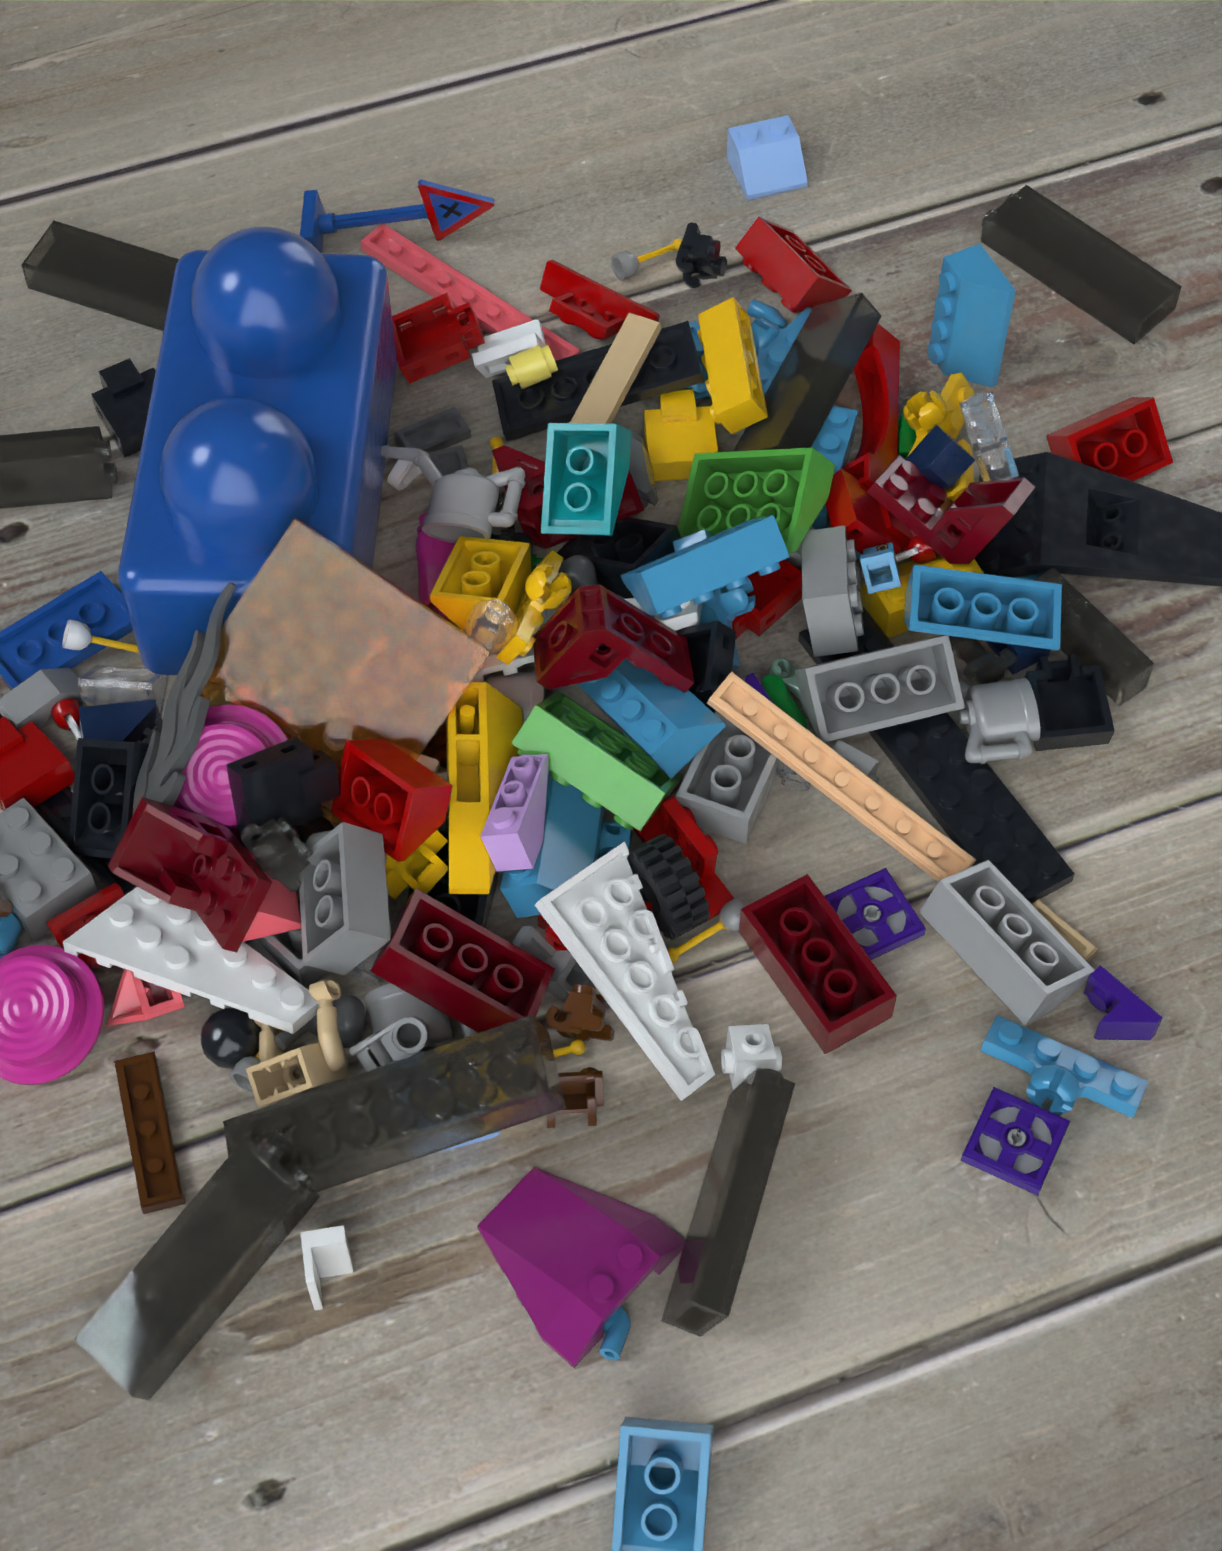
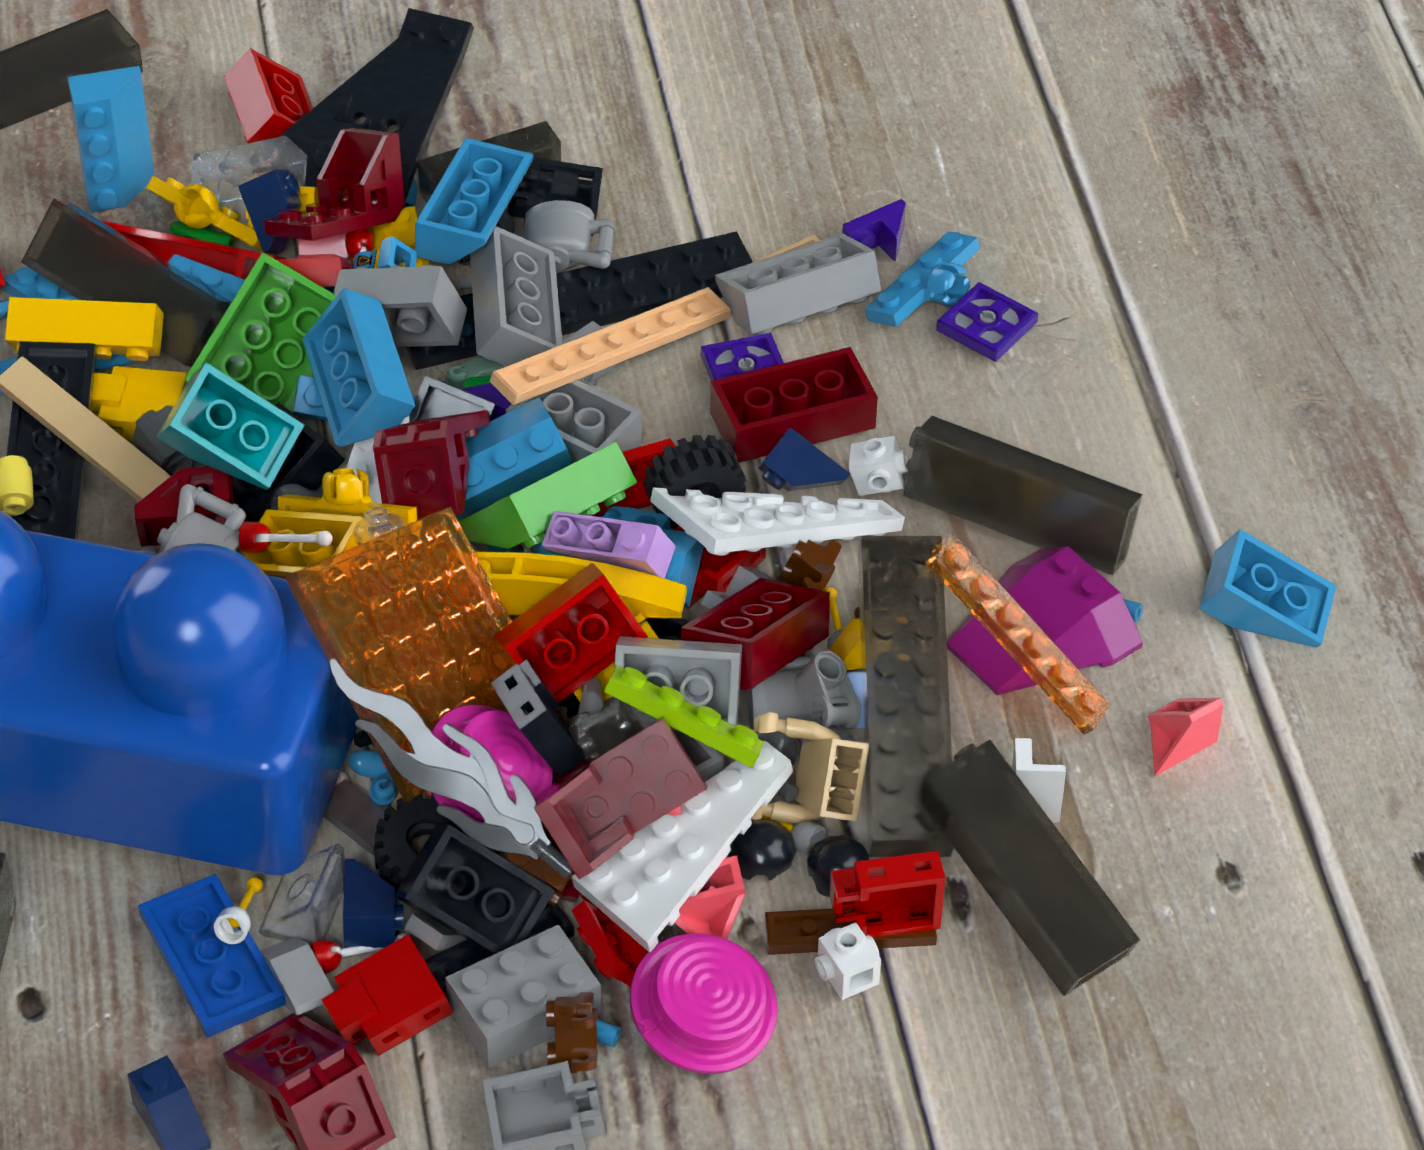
camera: 80 degrees left, 10 degrees down
(91, 1127) = (848, 960): none -> white brick
(152, 1168) = (890, 891): none -> red piece
(216, 1102) = (830, 855): none -> black hair
(292, 907) = (697, 722): none -> lime plate
(451, 1418) = (1183, 730): none -> coral slope
(482, 539) = (257, 537): none -> hinge
(488, 1209) = (1017, 633): none -> clear orange plate
(732, 984) = (800, 465): none -> dark blue slope

